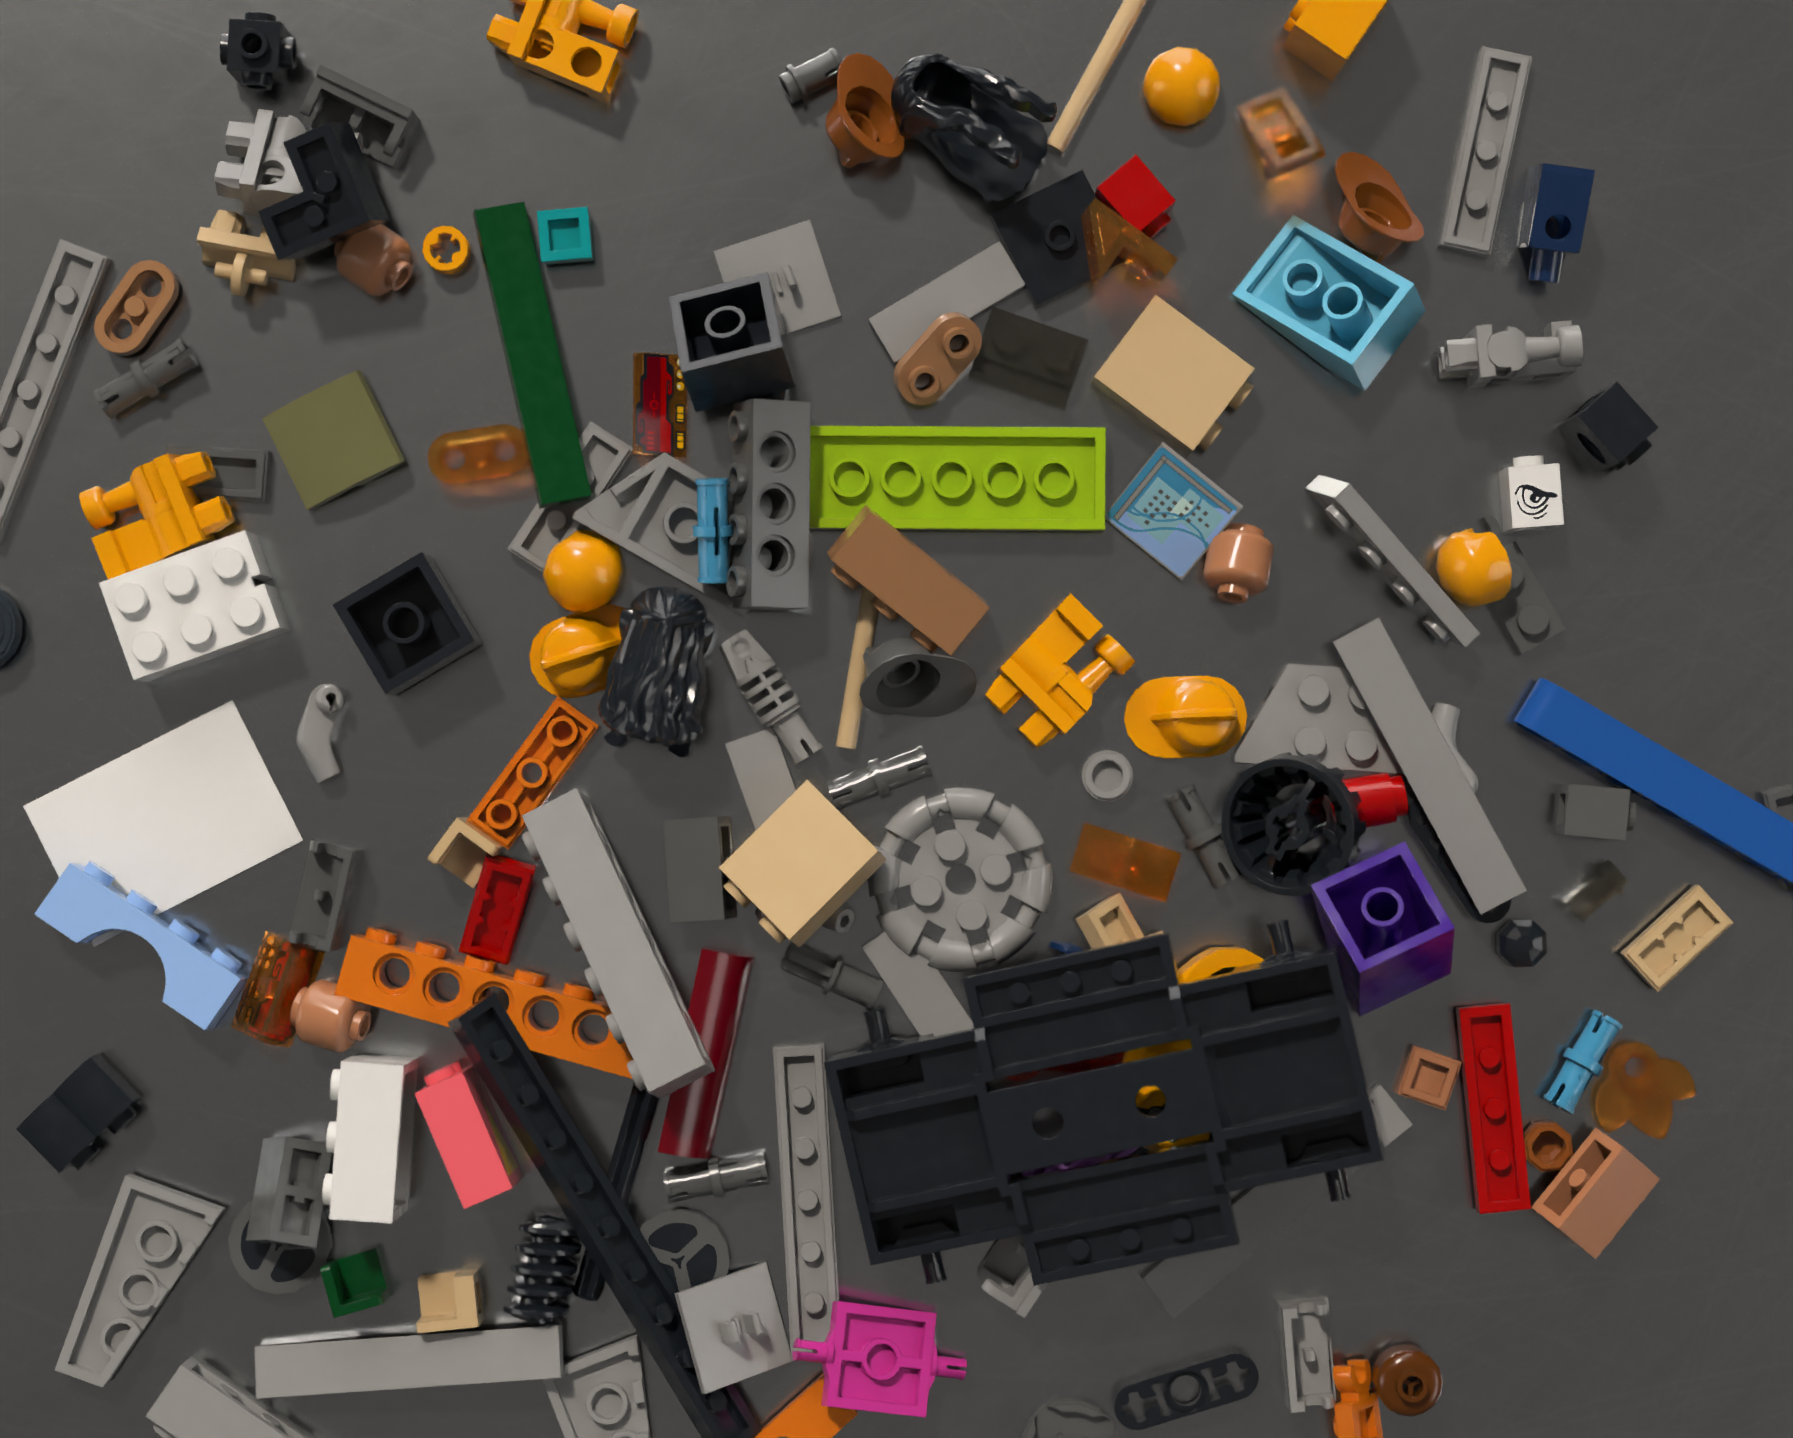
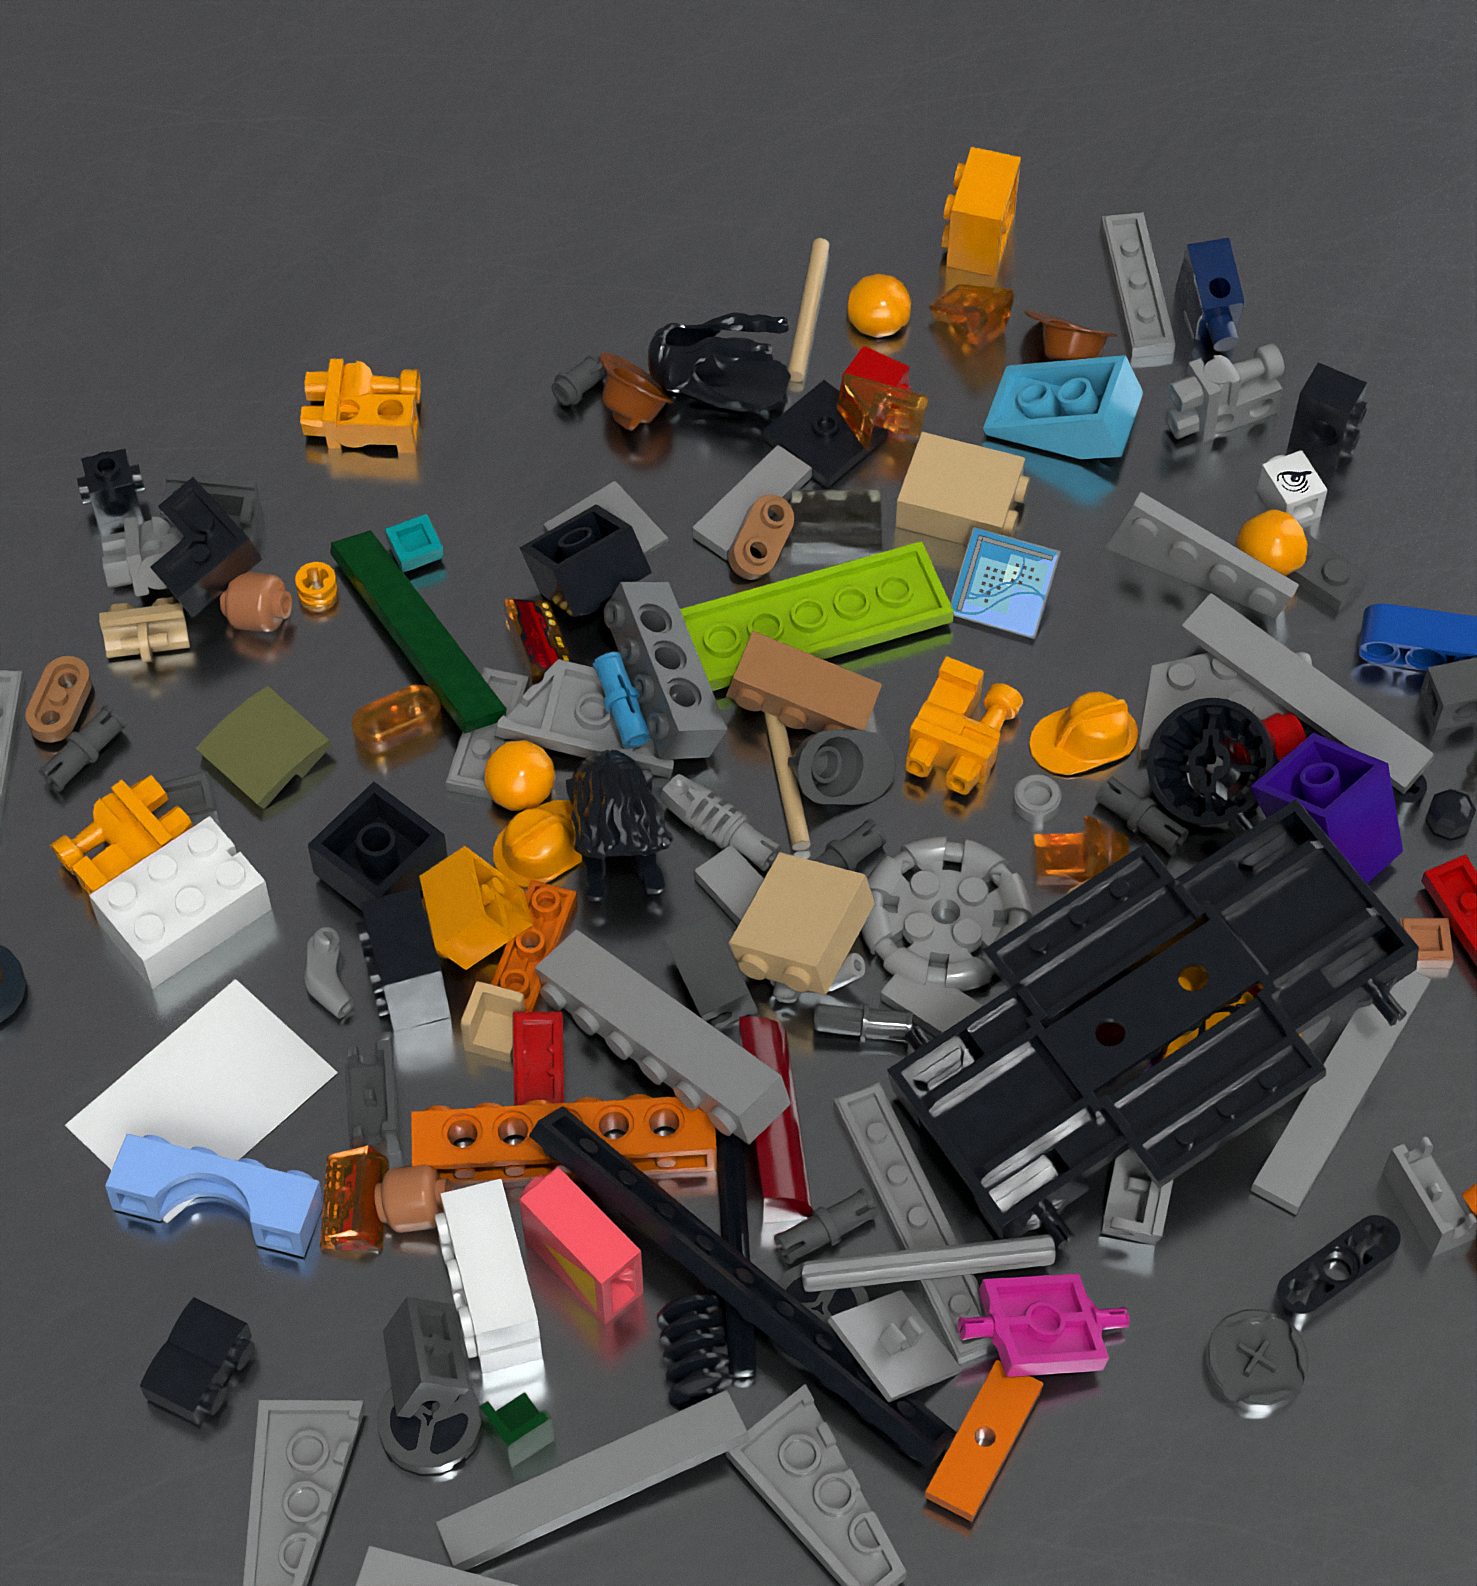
camera: 15 degrees left, 30 degrees down
(393, 763) = (402, 960): none -> black brick
(450, 1300) = (614, 1413): tan panel -> none
(471, 739) = (471, 907): none -> light orange brick
(795, 1259) = (928, 1263): none -> light grey axle
(1239, 562) = (1074, 600): nougat head -> none

